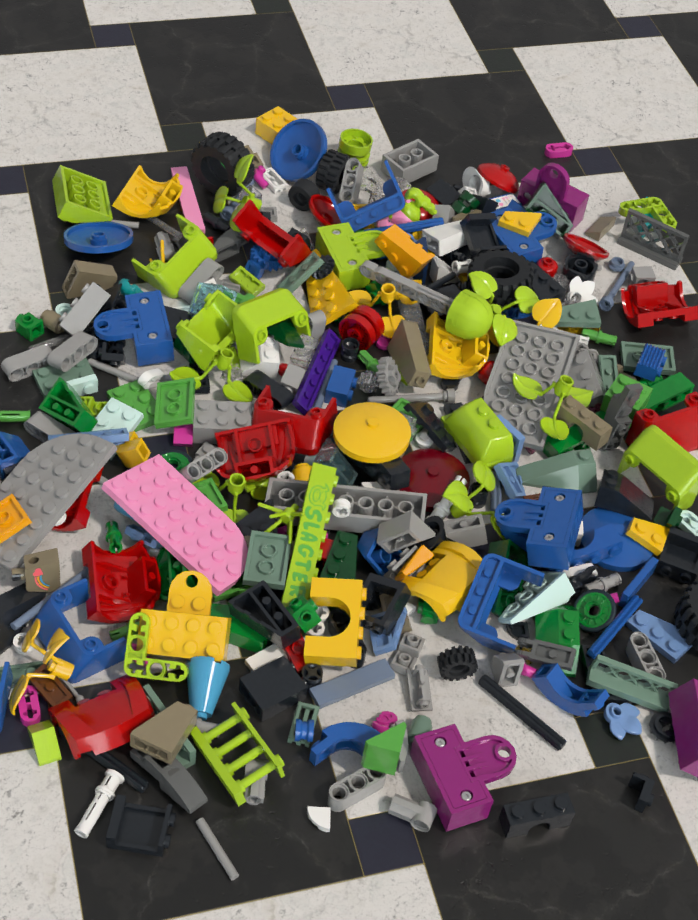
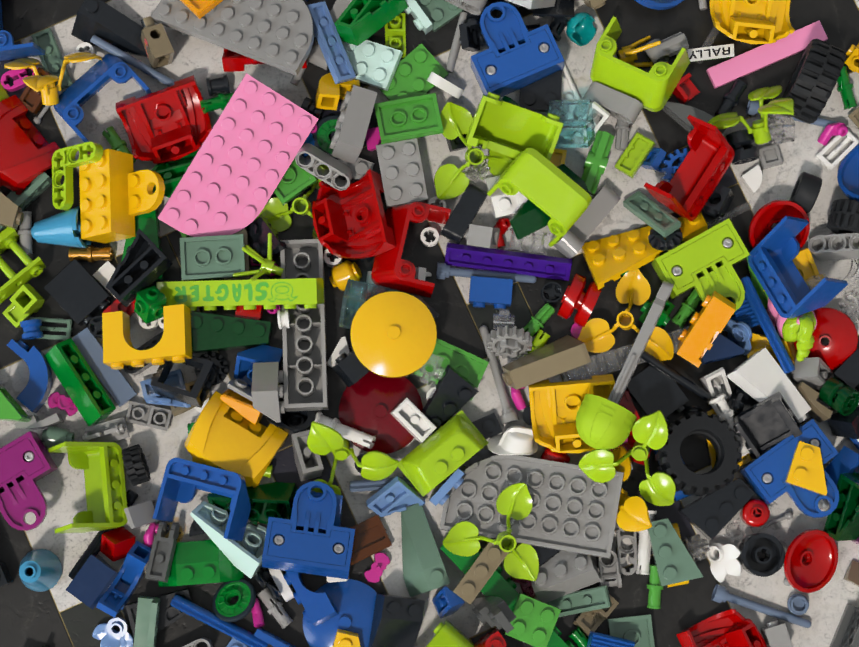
camera: 85 degrees right, 35 degrees up
(96, 534) = (218, 85): none -> black bush
(171, 435) = (352, 123): none -> light grey brick
(175, 232) = (710, 52): none -> white sticker
(235, 673) = (91, 254): none -> pearl gold pin
(273, 730) = (24, 304): none -> lime brick
(284, 224) = (753, 179): none -> white tile
(366, 698) = (79, 382): none -> green brick
(432, 387) = (518, 398): none -> dark pink arm
(446, 449) = (413, 420): none -> white slope
(472, 388) = (514, 441): none -> white piece
(476, 700) = (103, 485): none -> lime windscreen
(532, 698) = (117, 543): none -> red panel
(554, 769) = (40, 570): none -> dark azure cone
(569, 717) = (92, 580): none -> dark blue slope
(605, 455) = (447, 602): none -> blue slope

